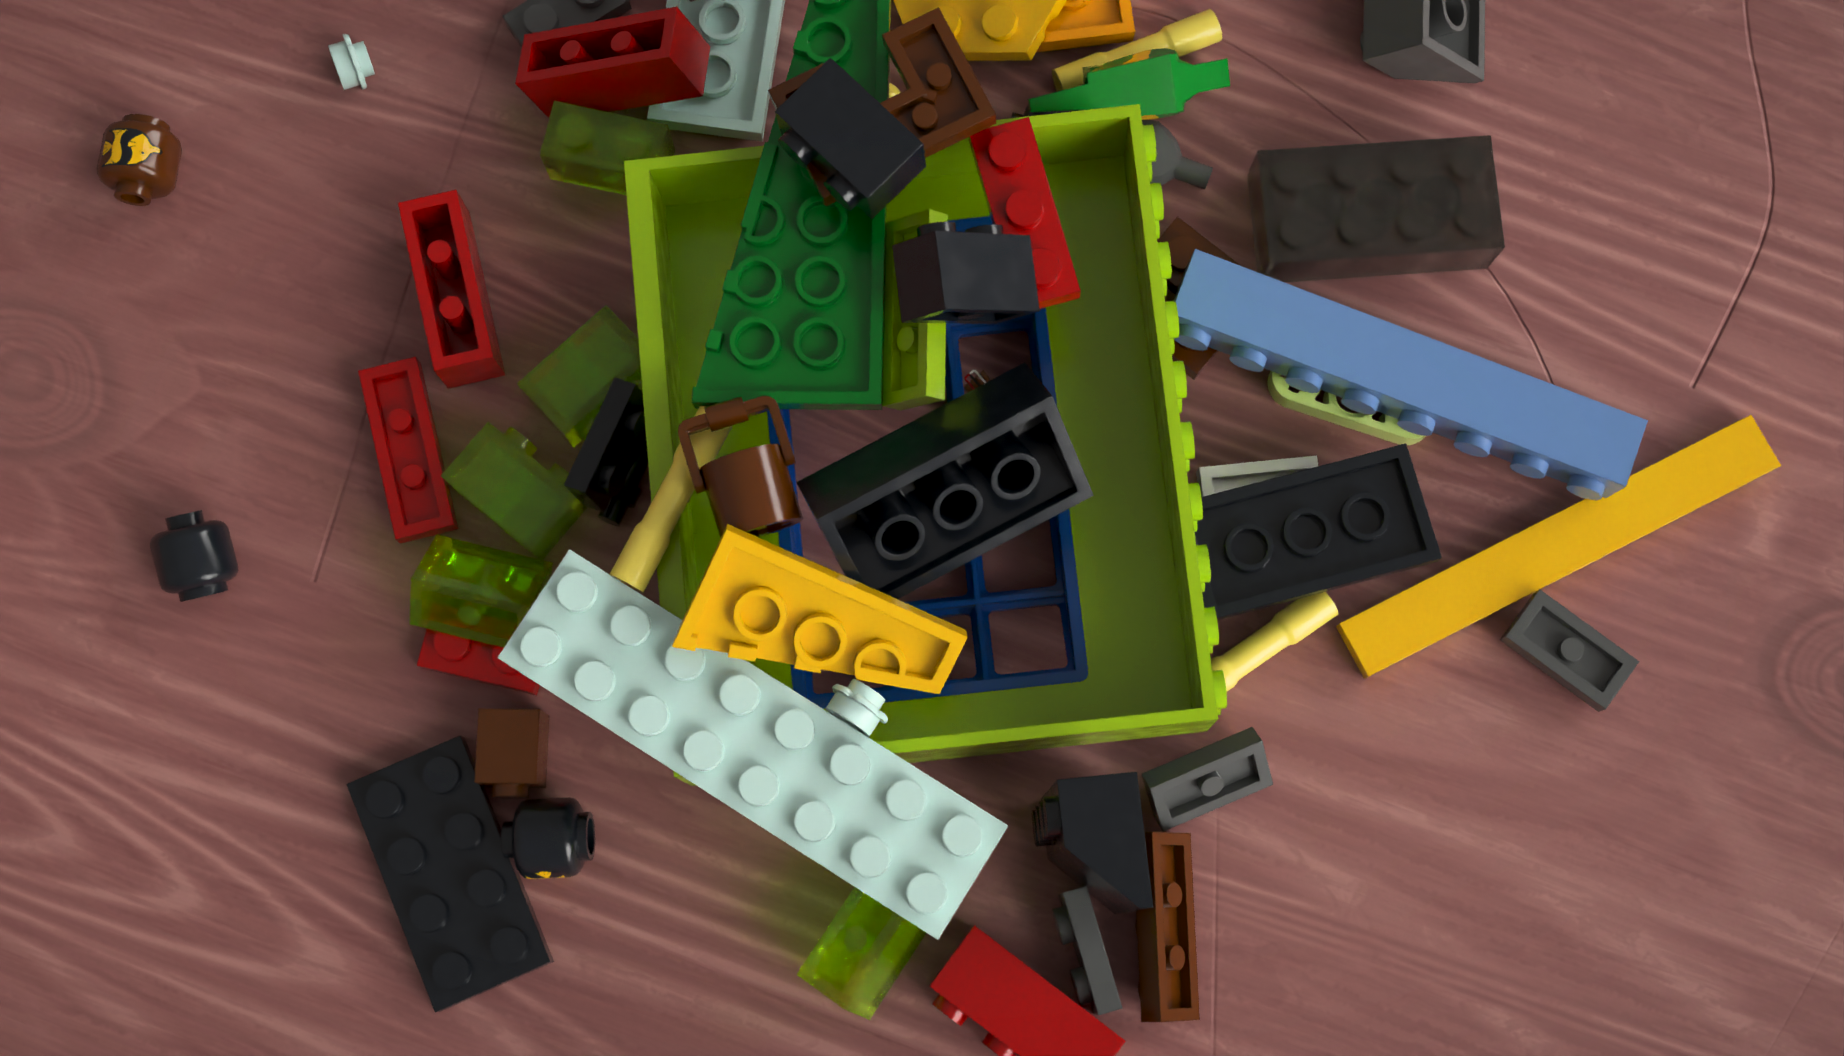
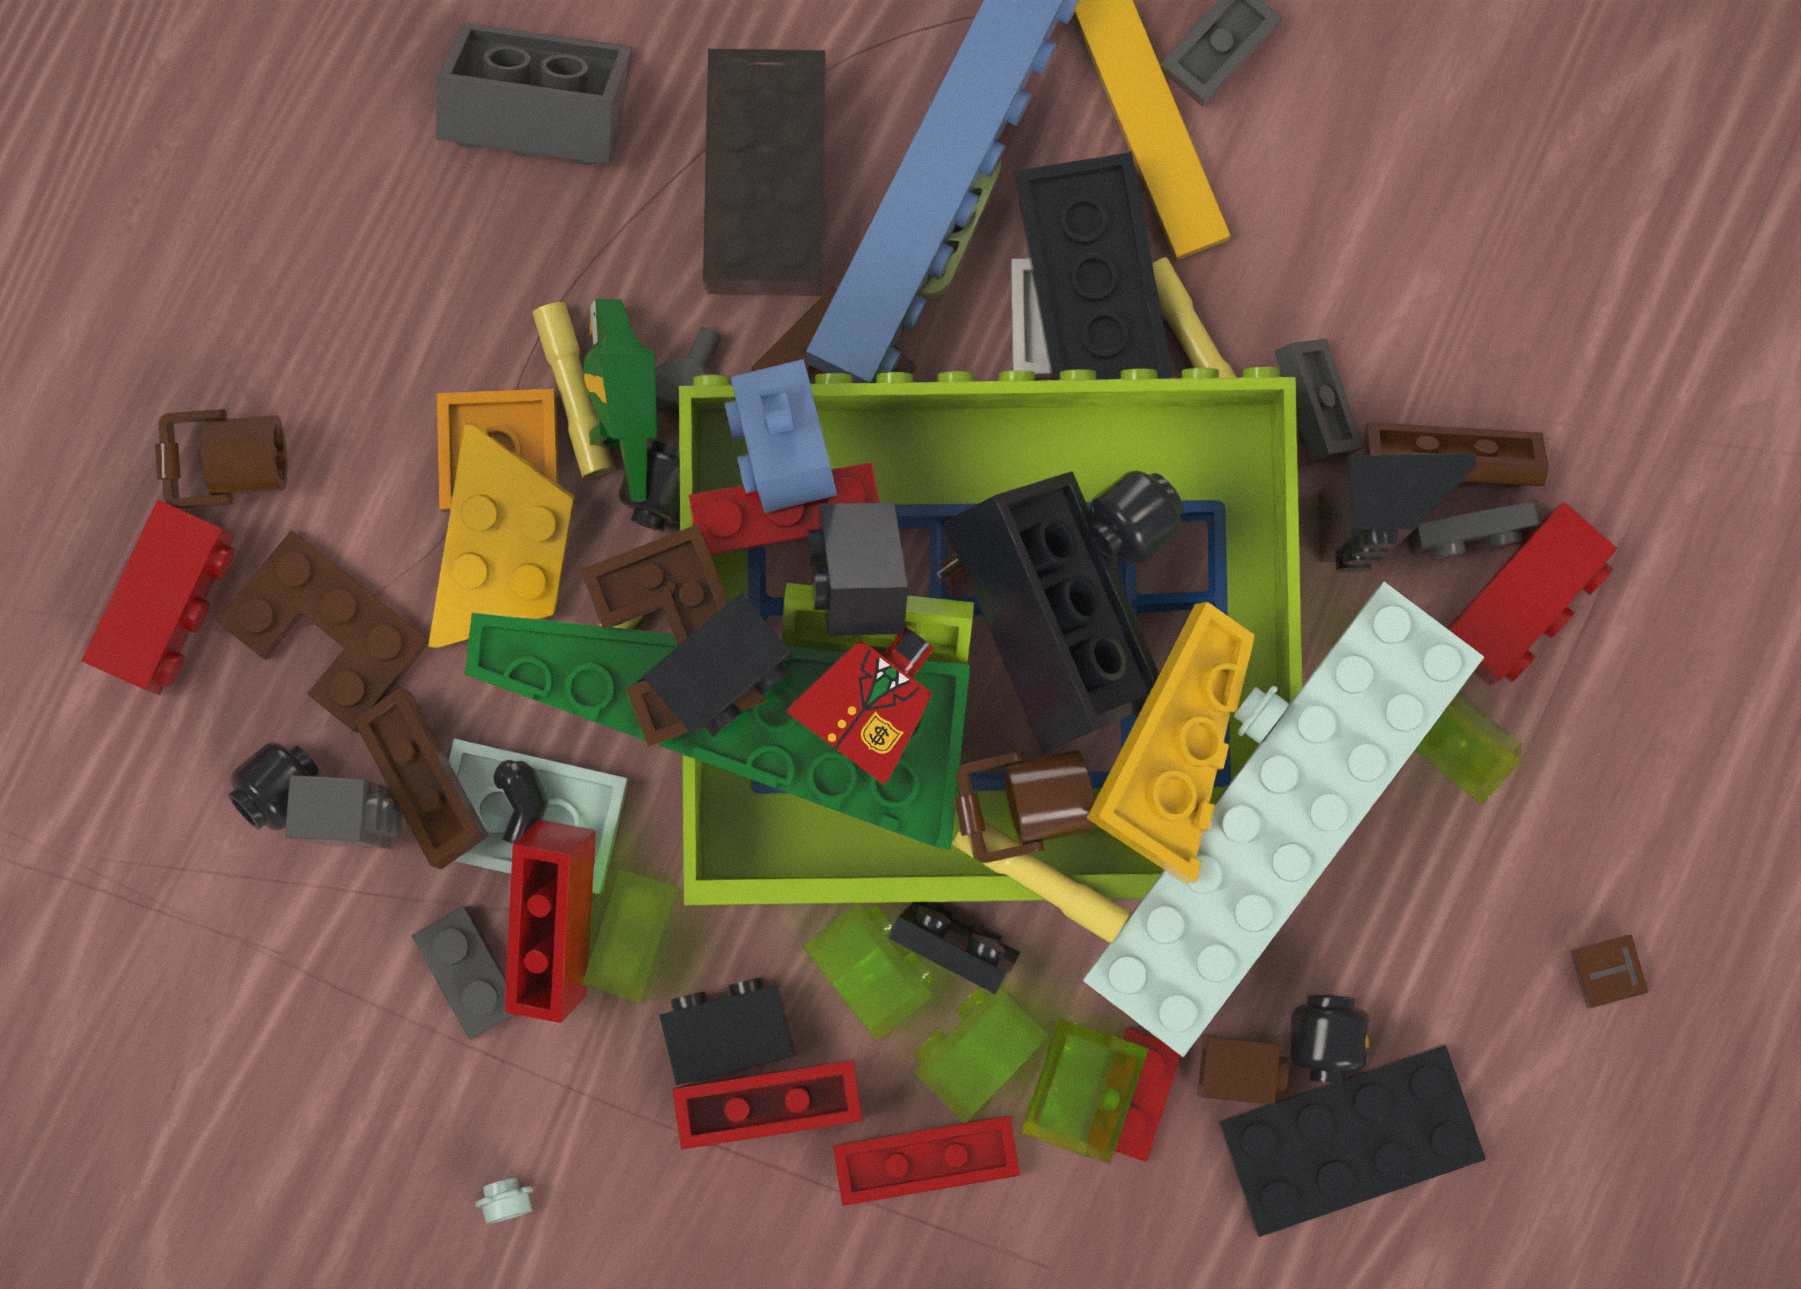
camera: 80 degrees left, 5 degrees up
(520, 250) = (726, 1033): none -> black brick
(737, 34) = (524, 794): none -> black arm
(827, 299) = (869, 703): none -> red torso
(1050, 557) = (1135, 516): none -> black head
(1094, 193) = (781, 435): none -> medium blue brick

